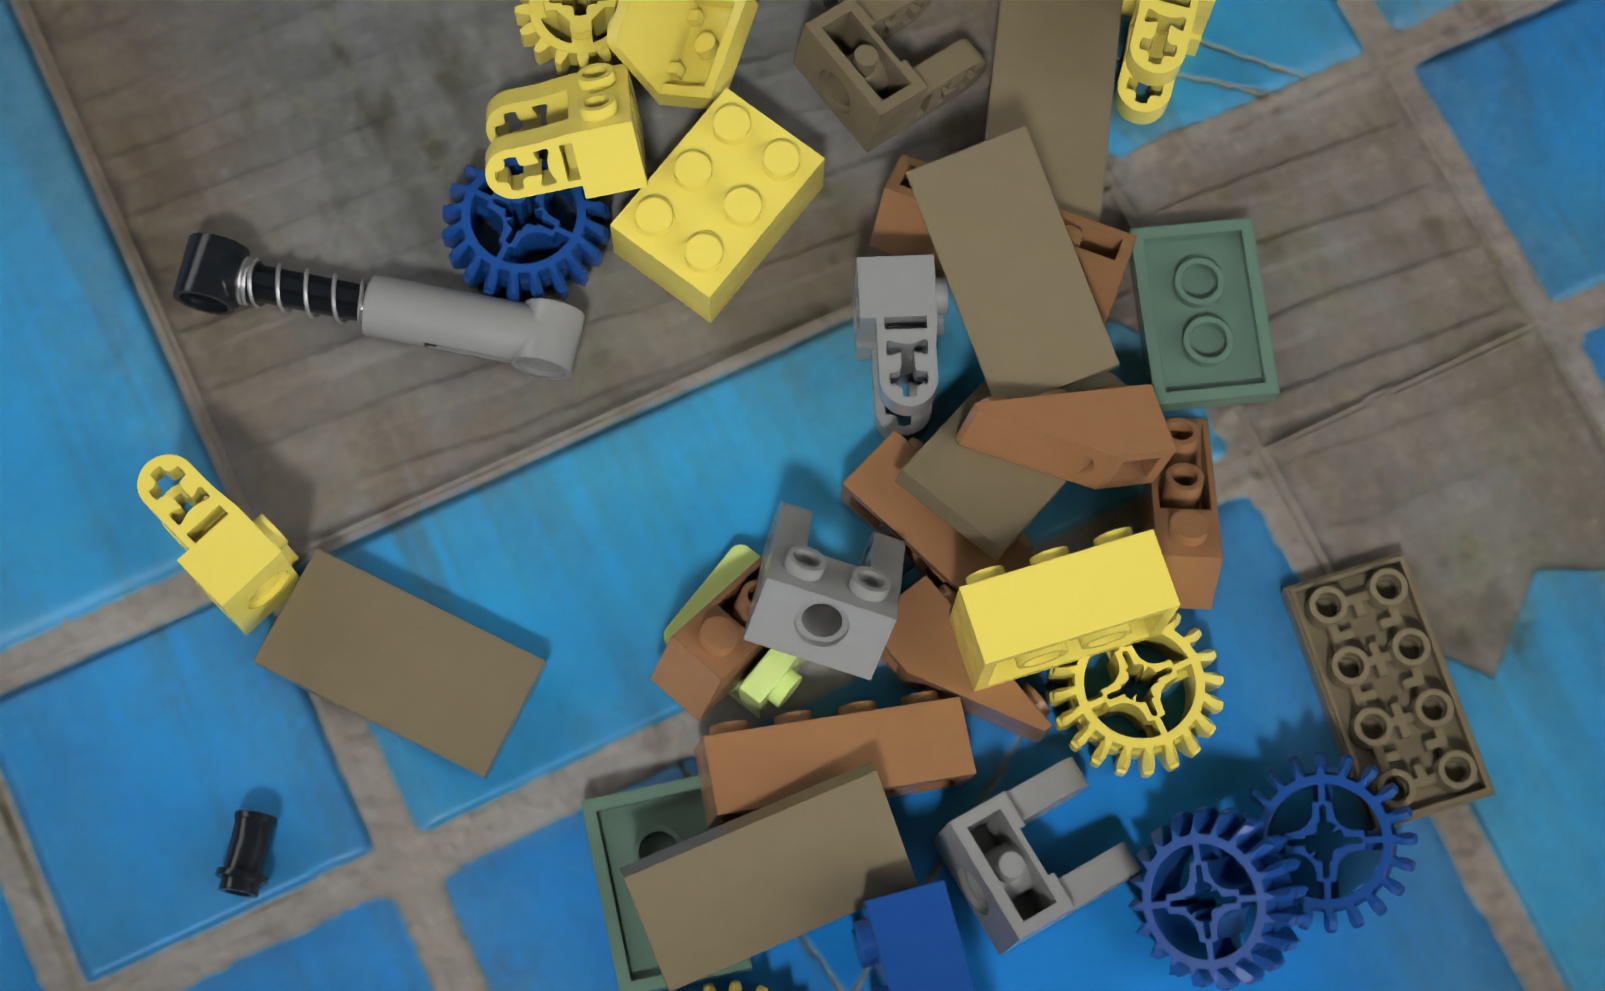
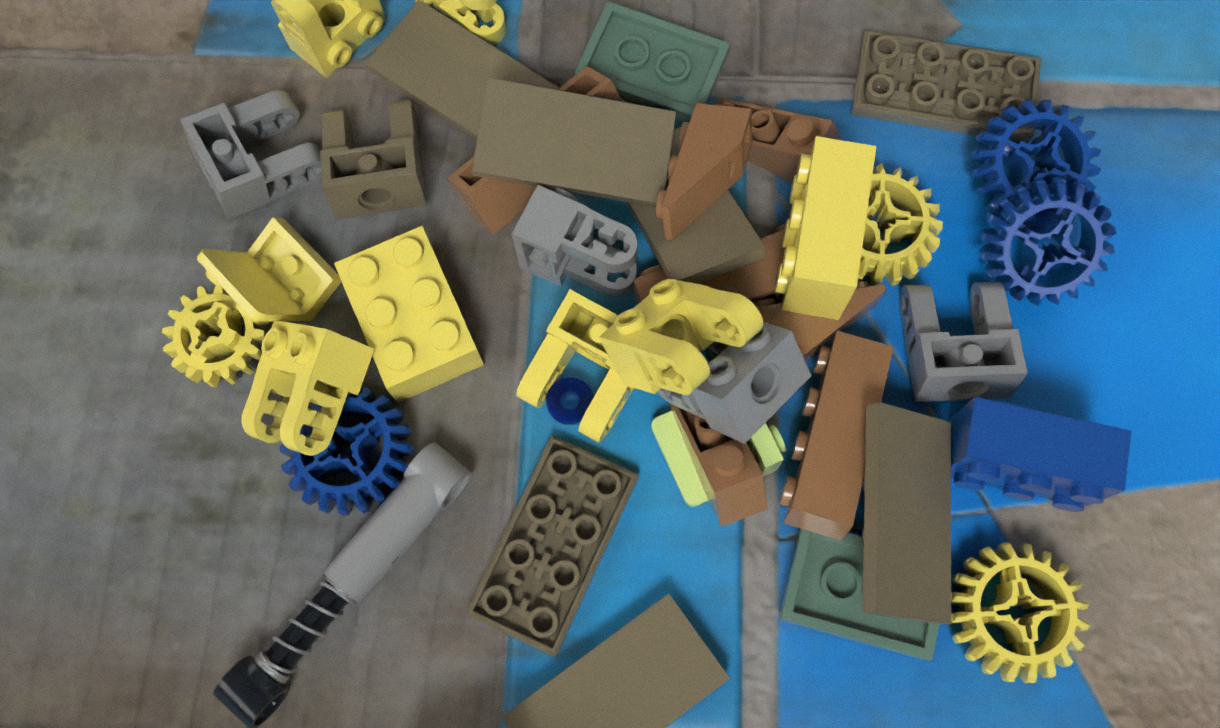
camera: 55 degrees left, 0 degrees up
(538, 510) = (553, 546): none -> dark tan tile
(713, 422) = (563, 388): none -> clear blue plate
(808, 435) = (573, 330): none -> light yellow brick
(855, 512) = (662, 335): none -> light yellow brick

